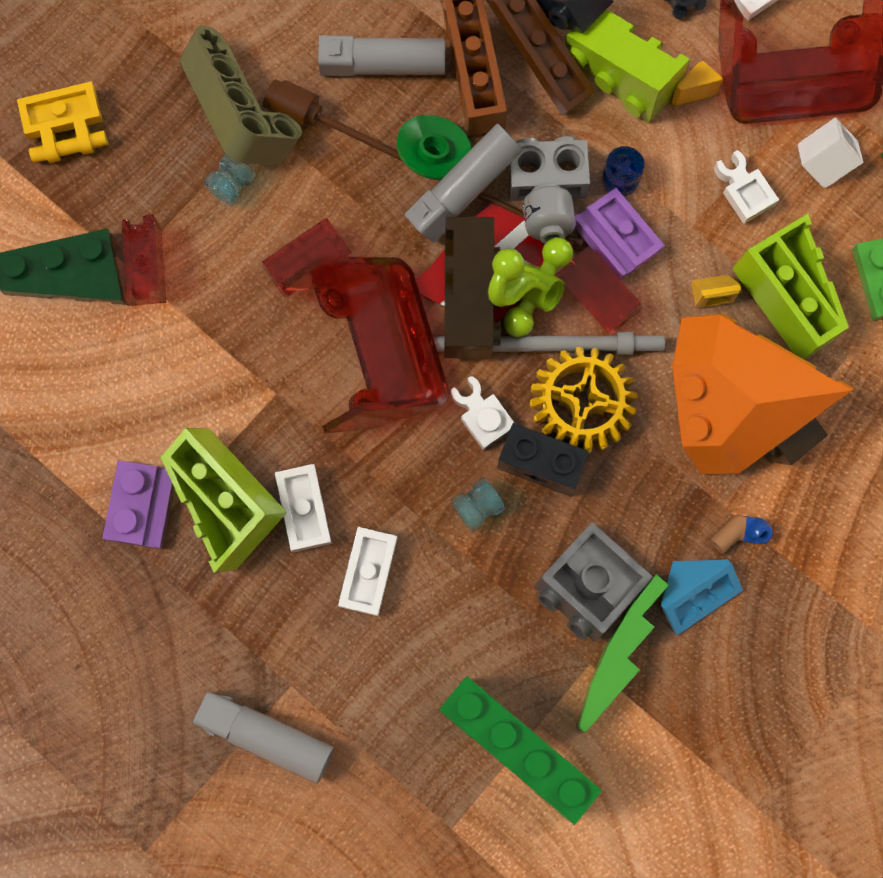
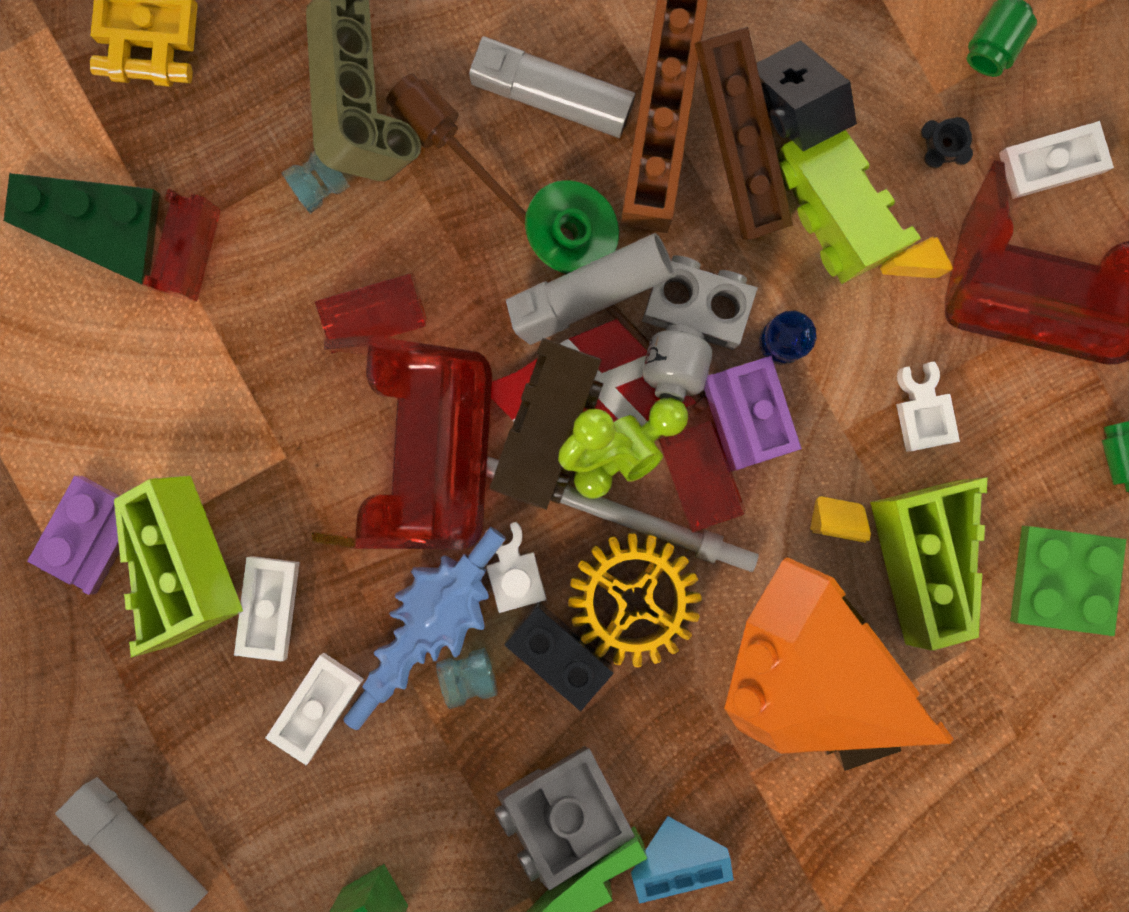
camera: 25 degrees right, 10 degrees up
(433, 465) = (435, 615): none -> medium blue piece
(742, 529) = (760, 812): arm -> none
(830, 153) = (1044, 403): white panel -> none

